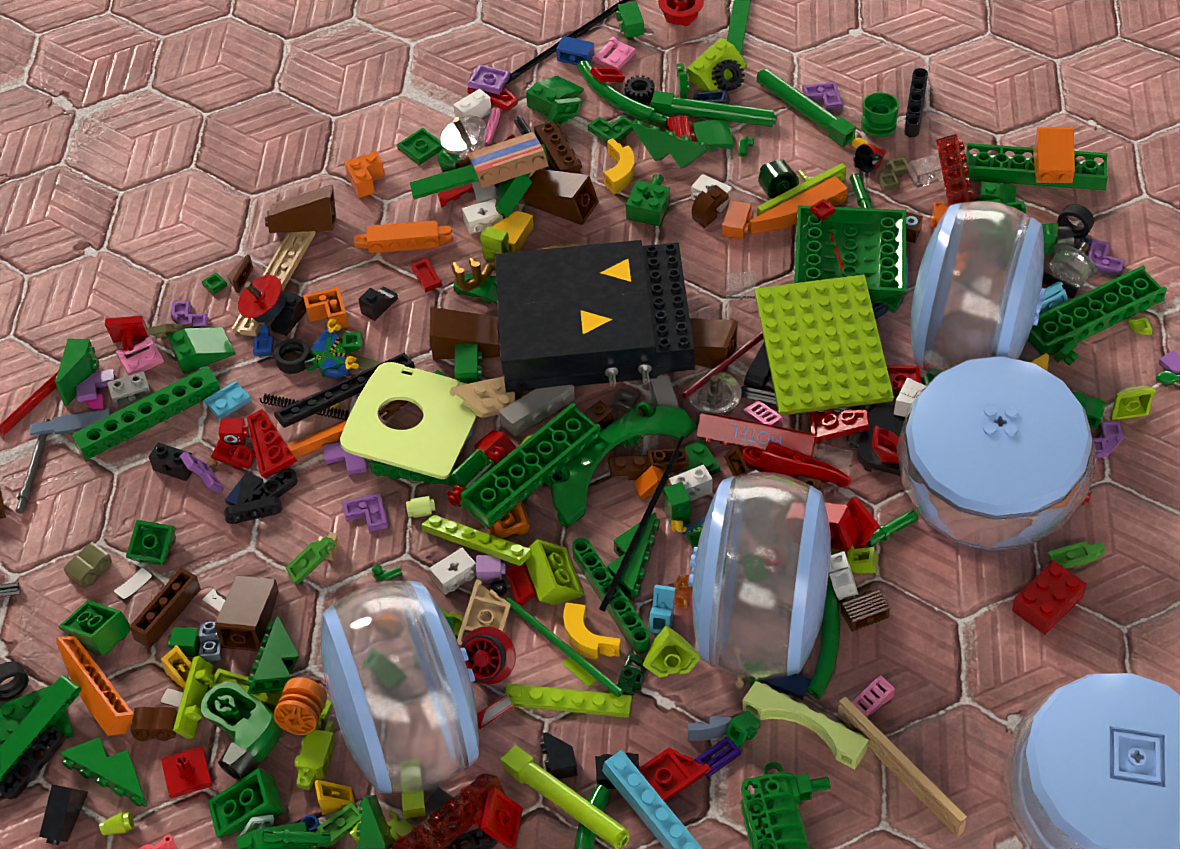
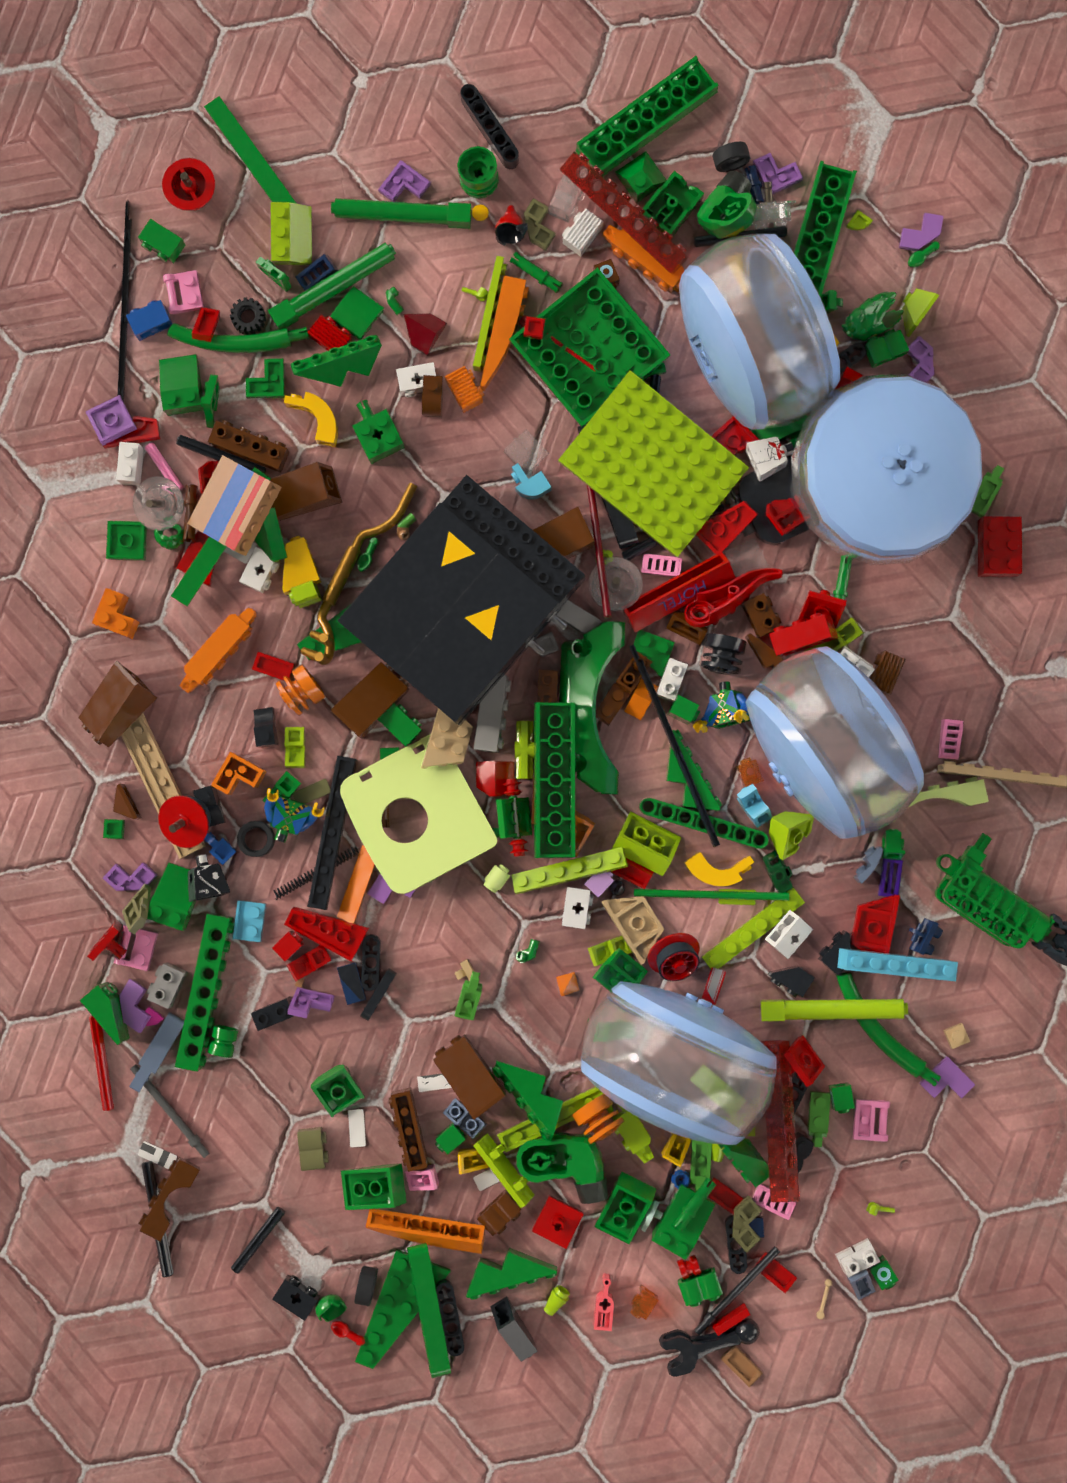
camera: 45 degrees left, 35 degrees up
(120, 449) = (224, 1037): none -> green wheel
(135, 652) = (423, 1179): none -> bright pink slope
(230, 349) = (206, 880): none -> black torso
(368, 507) = (457, 910): medium lavender tile -> none
(385, 326) = (294, 747): none -> lime slope
(422, 292) = (300, 690): none -> orange wheel
(578, 716) = (789, 934): none -> white brick
(709, 817) = (922, 936): none -> dark blue hips
(721, 302) = (530, 488): none -> medium azure brick
(736, 72) = (303, 239): black tyre -> none
(745, 172) = (423, 330): none -> dark red slope
(777, 178) = (461, 320): dark green brick -> none
(919, 194) = (582, 232): none -> white brick
(1054, 155) = (667, 104): orange slope -> none
(1081, 378) = (871, 317): none -> green head

